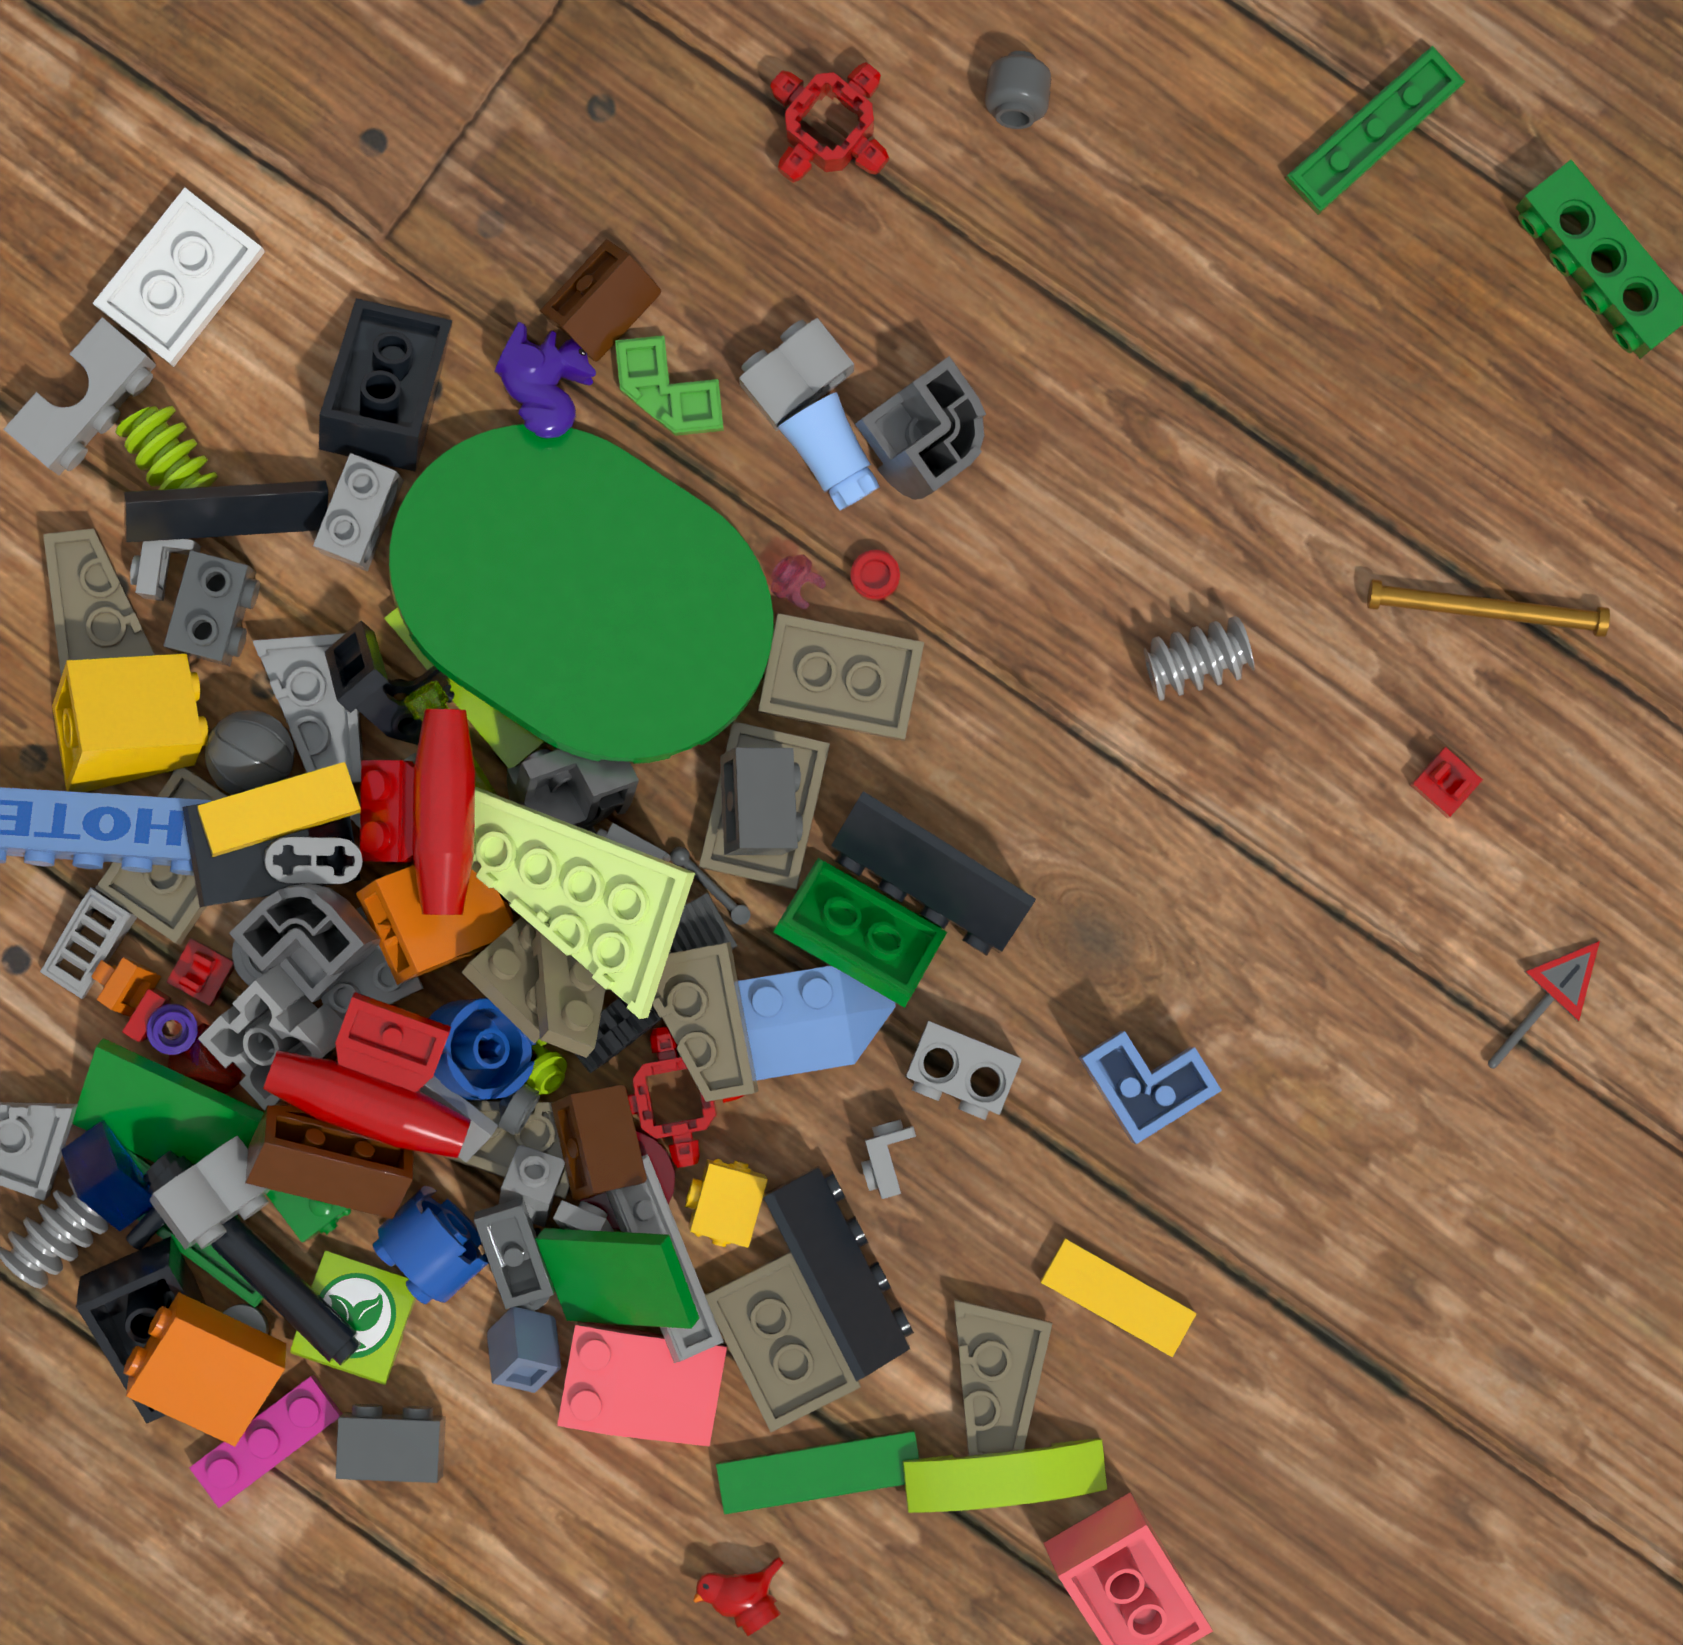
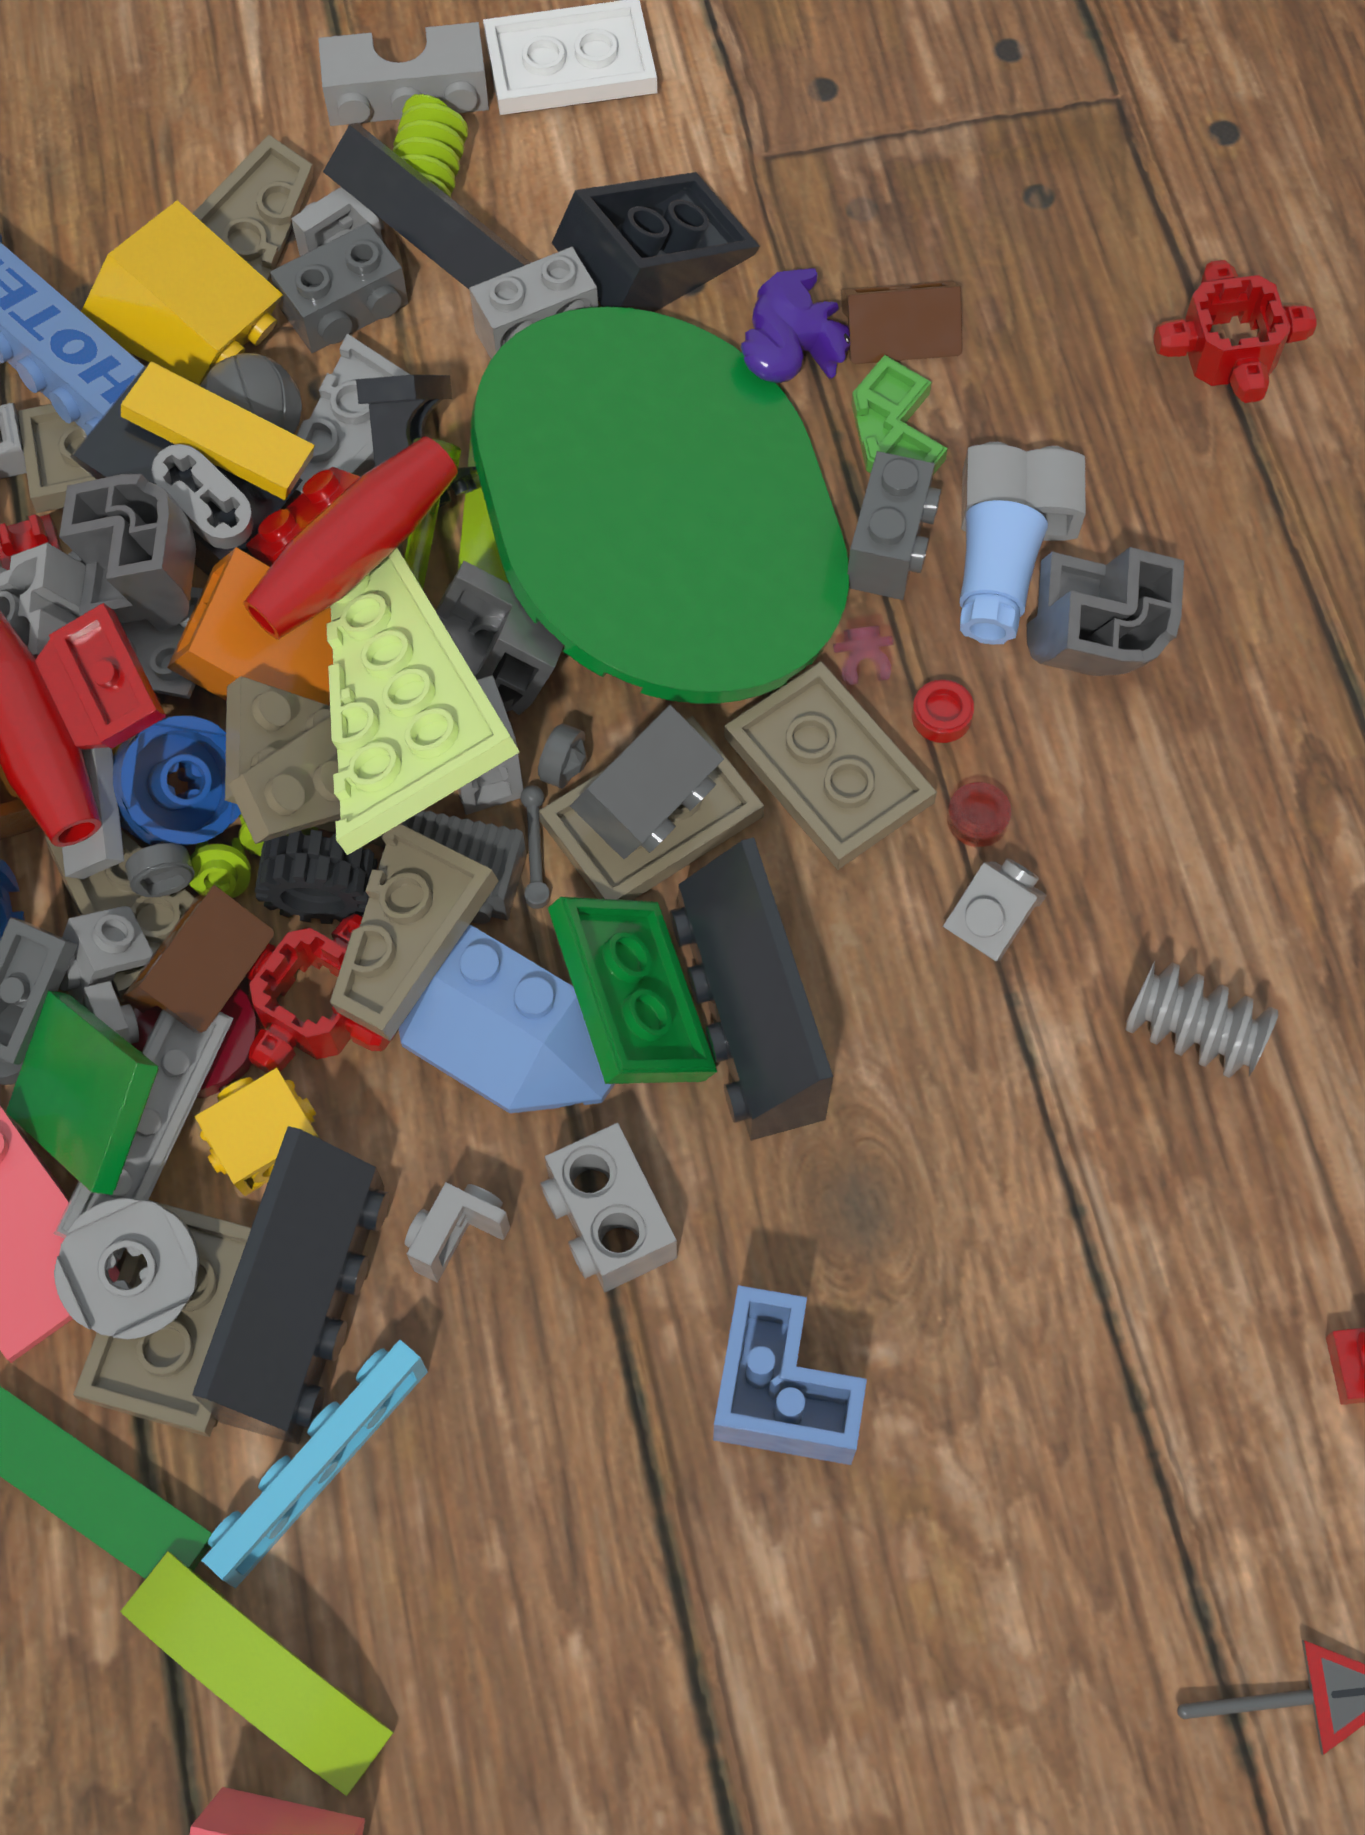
camera: 40 degrees right, 20 degrees down
(679, 816) = (562, 756): none -> dark grey tile
(736, 476) = (890, 525): none -> dark grey brick
(752, 1371) = (90, 1252): none -> light grey plate
(932, 1369) = (296, 1482): none -> medium azure plate
(956, 628) = (978, 814): none -> clear red tile
(999, 1374) = (353, 1558): dark tan wing -> none
(1020, 684) = (995, 907): none -> light grey bracket
(1118, 1297) = (552, 1593): yellow tile -> none

